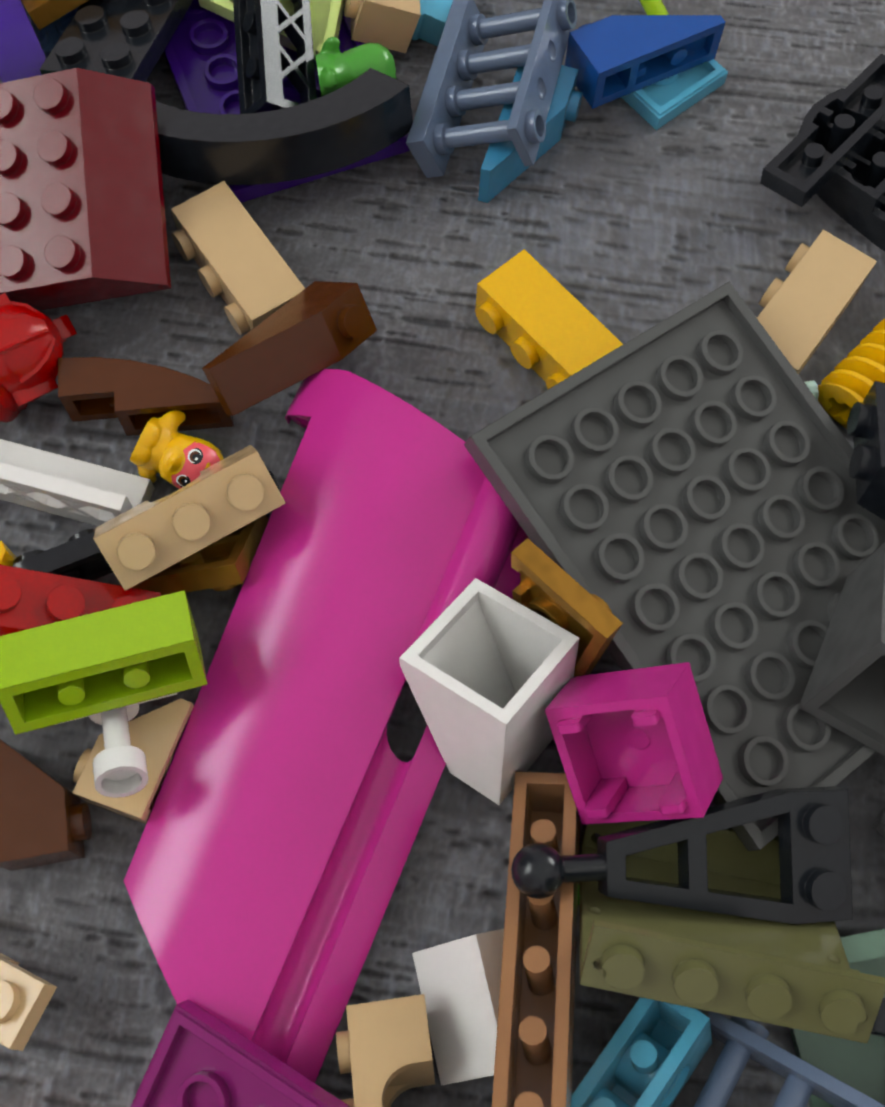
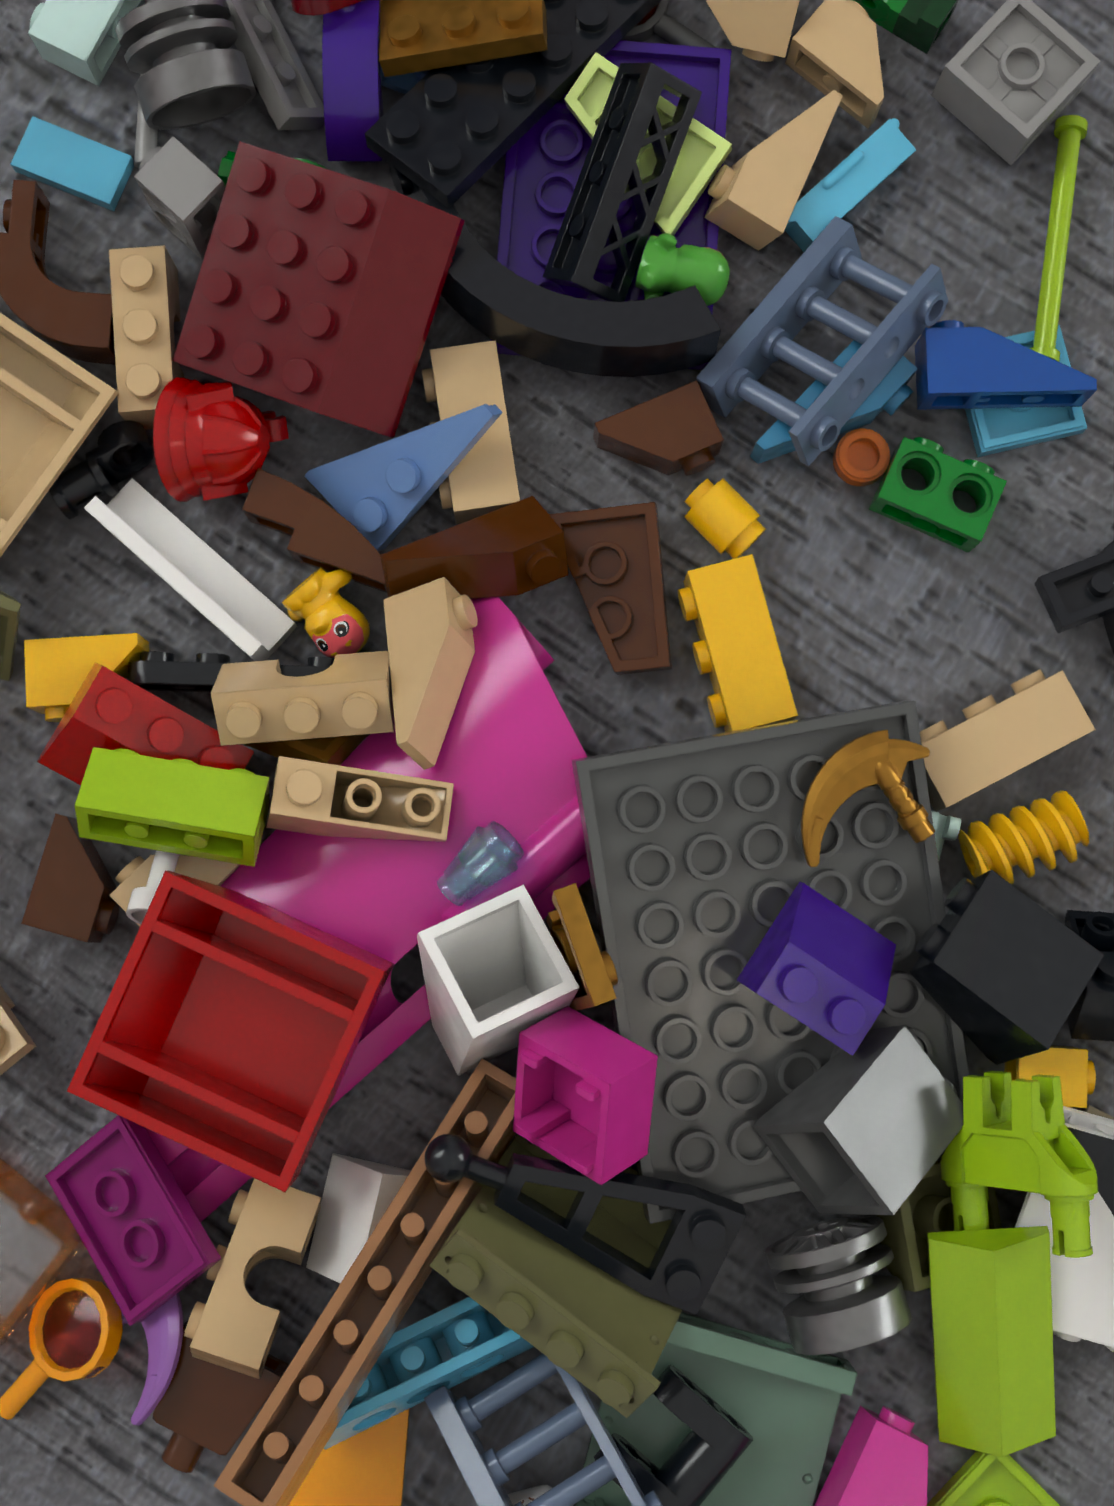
camera: 25 degrees right, 15 degrees up
(189, 315) = (393, 480): none -> medium blue wing
(249, 853) = (230, 1028): none -> red slope
(273, 584) = (357, 802): none -> tan slope
(289, 434) = (428, 663): none -> tan slope
(399, 201) = (664, 432): none -> reddish brown slope
(425, 580) = (482, 861): none -> clear light blue cone
(429, 329) = (621, 580): none -> reddish brown wing
(482, 241) = (723, 517): none -> yellow brick
(567, 162) = (861, 457): none -> orange tile
(644, 157) = (933, 508): none -> green brick
(710, 351) = (855, 766): none -> pearl gold piece
(784, 535) = (822, 968): none -> dark purple slope

